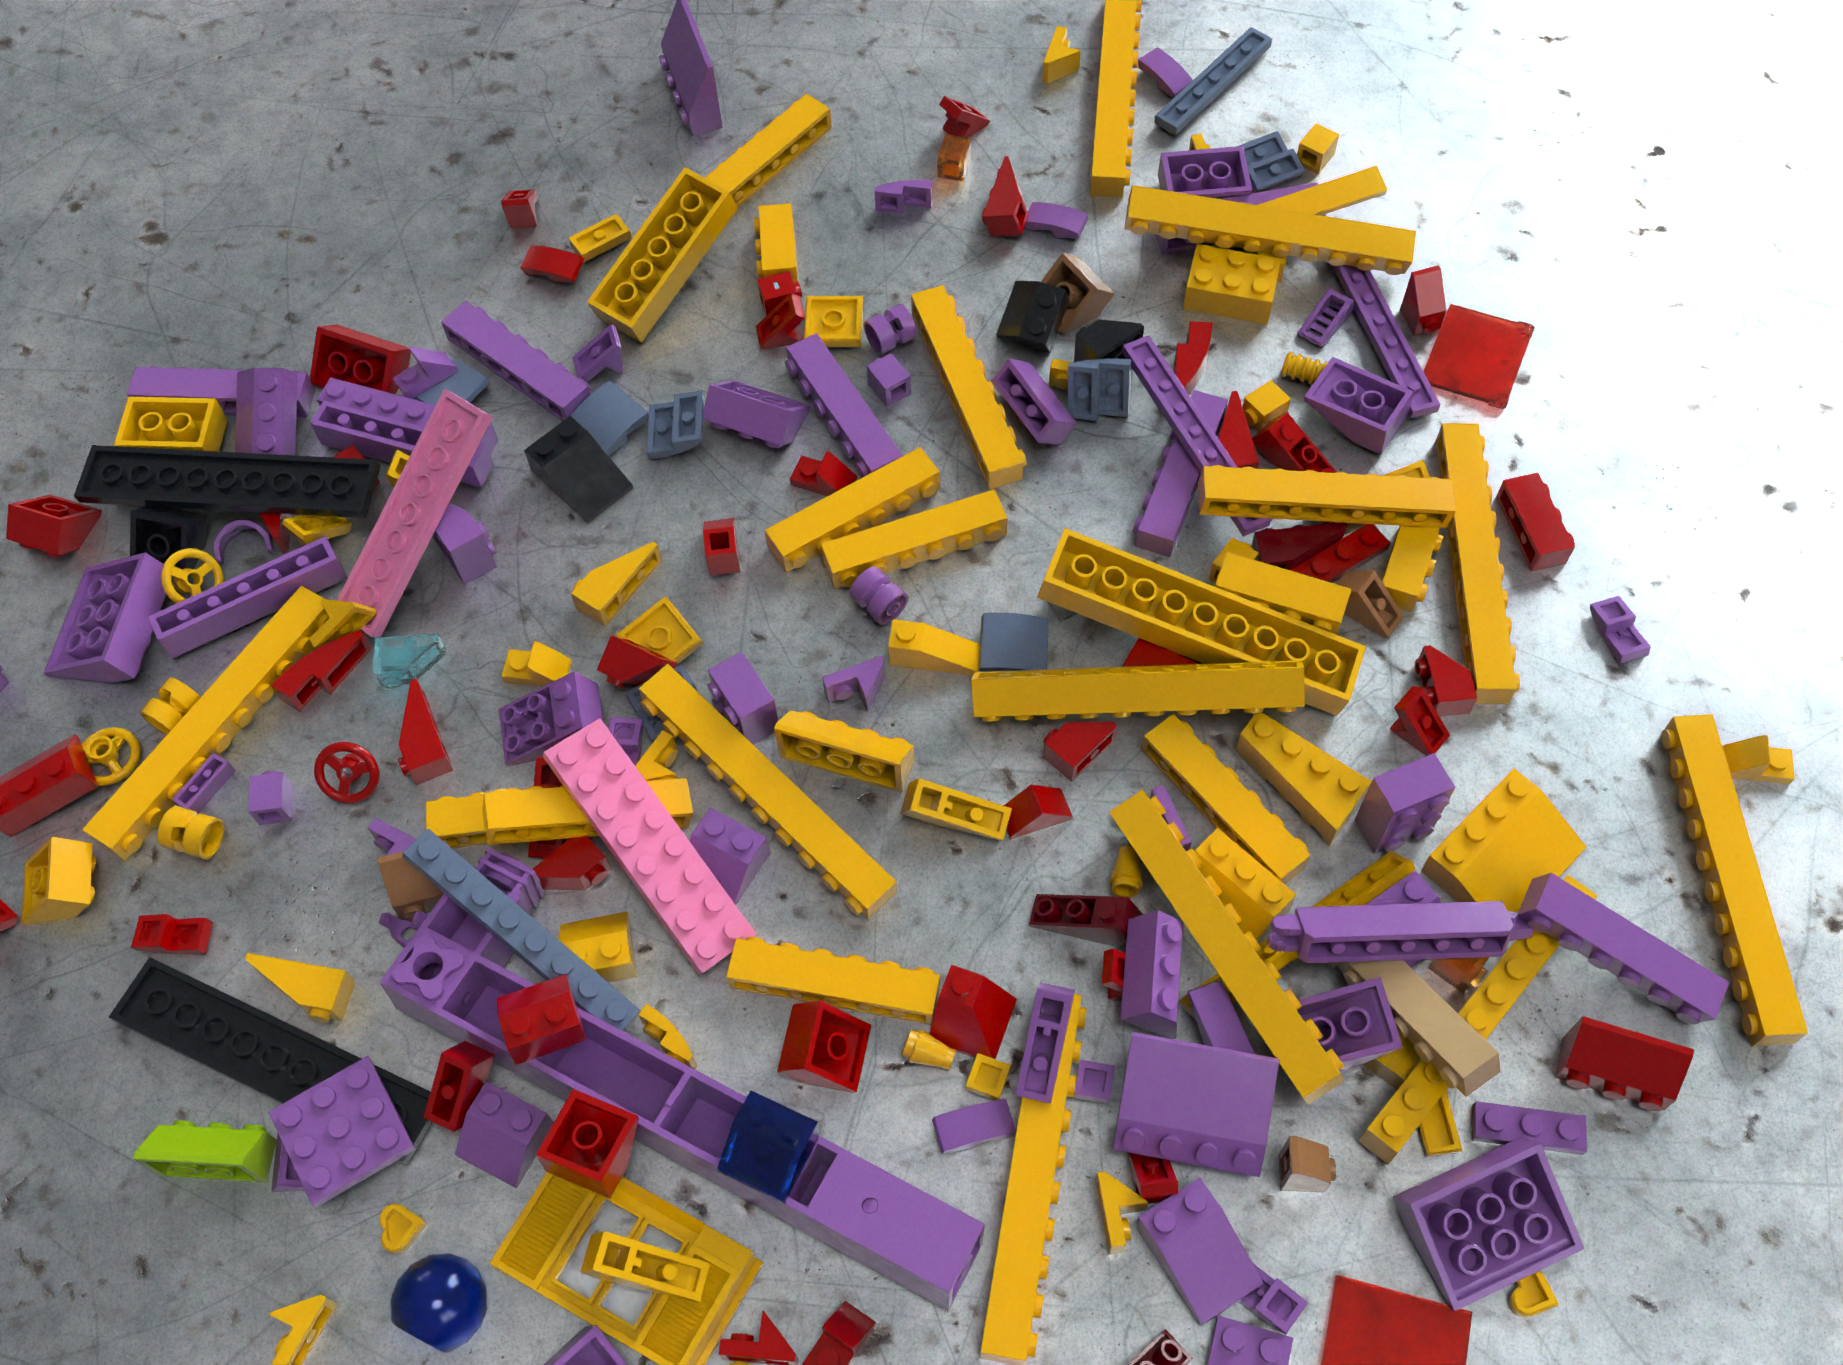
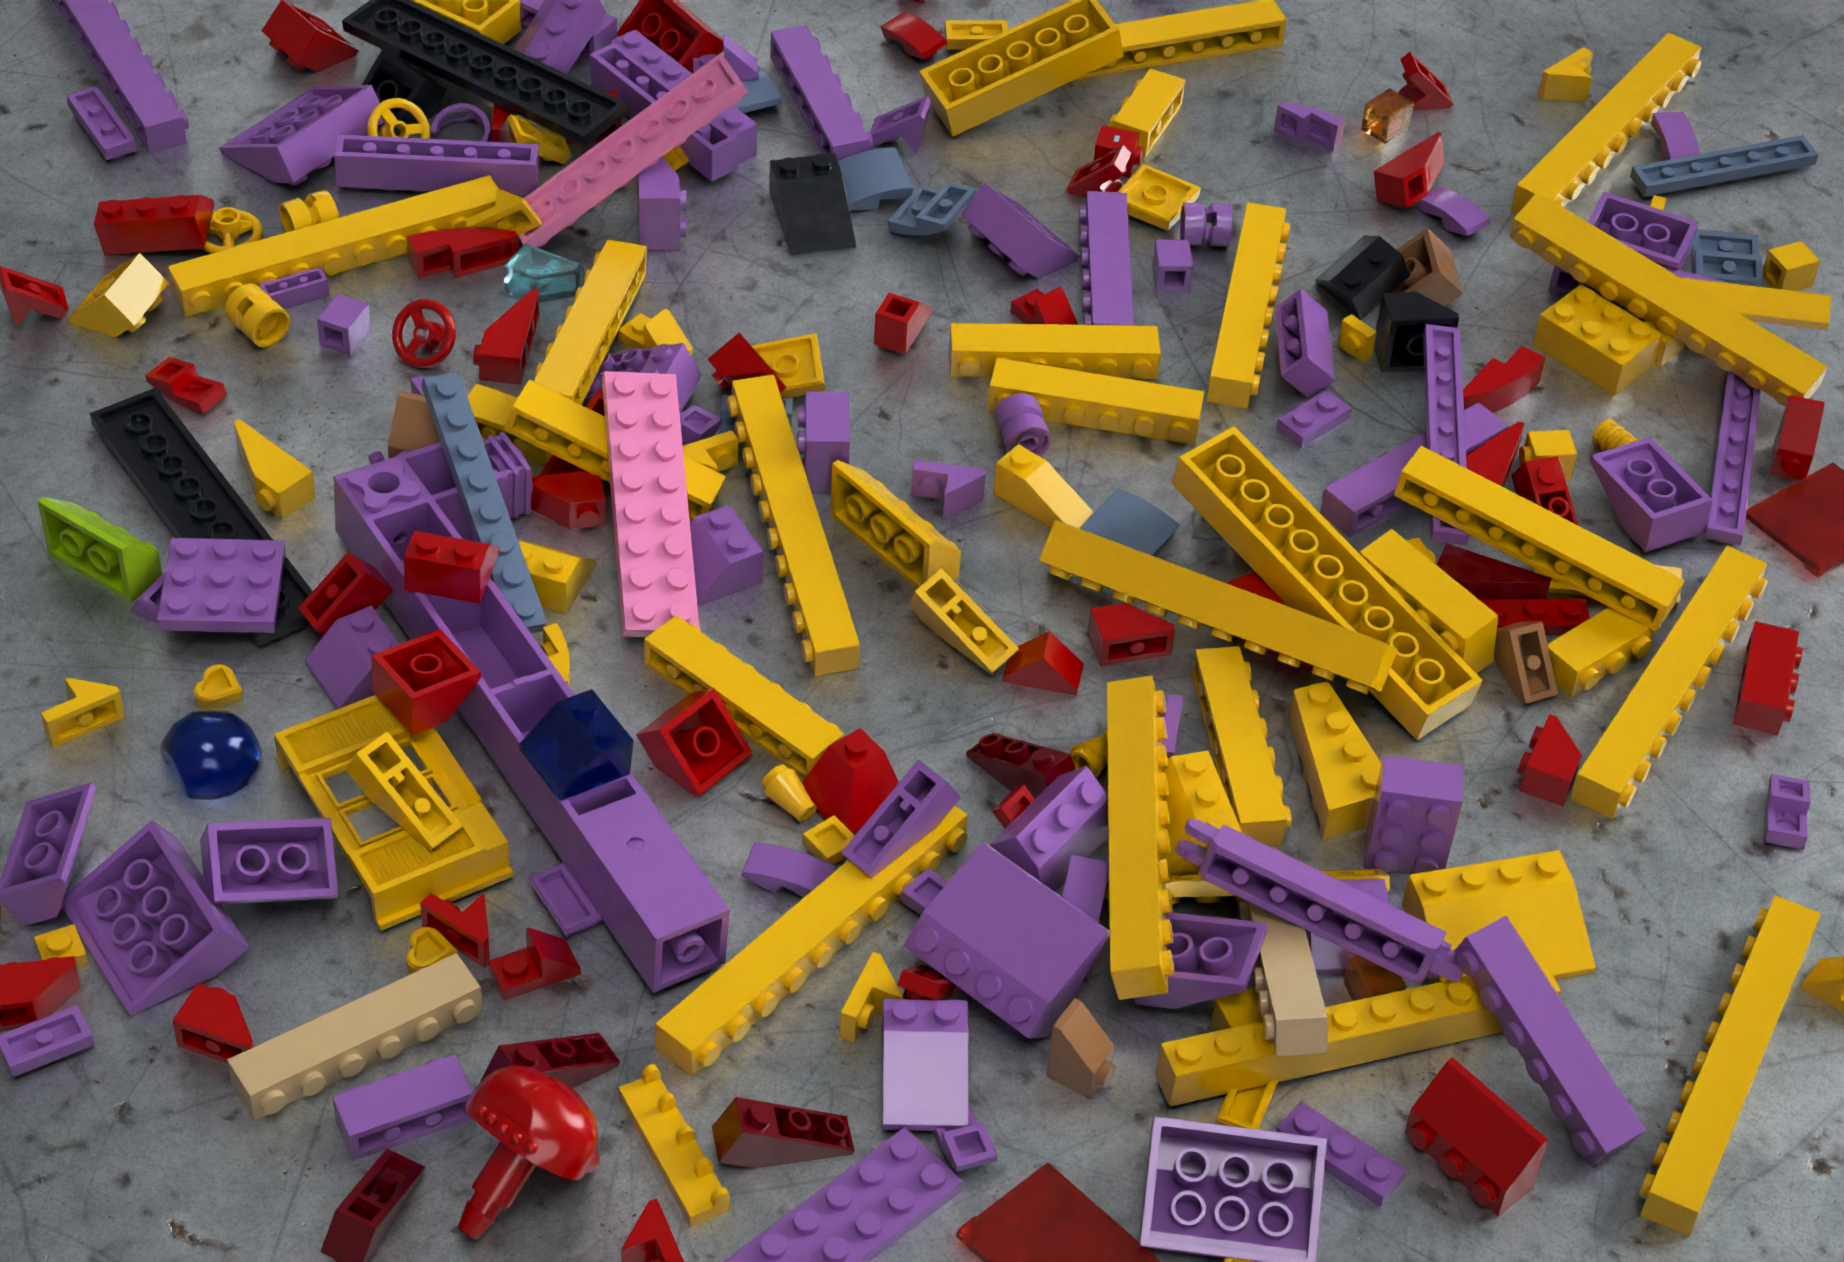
camera: 25 degrees right, 15 degrees down
(483, 692) = (593, 320): none -> yellow brick
(613, 584) = (777, 306): yellow slope -> none
(820, 1263) = (565, 899): none -> medium lavender tile
(1077, 463) = (1313, 418): none -> medium lavender plate
(1099, 388) = (1379, 358): sand blue slope -> none
(1333, 299) = (1695, 399): medium lavender slope -> none
(1419, 722) = (1497, 778): red slope -> none

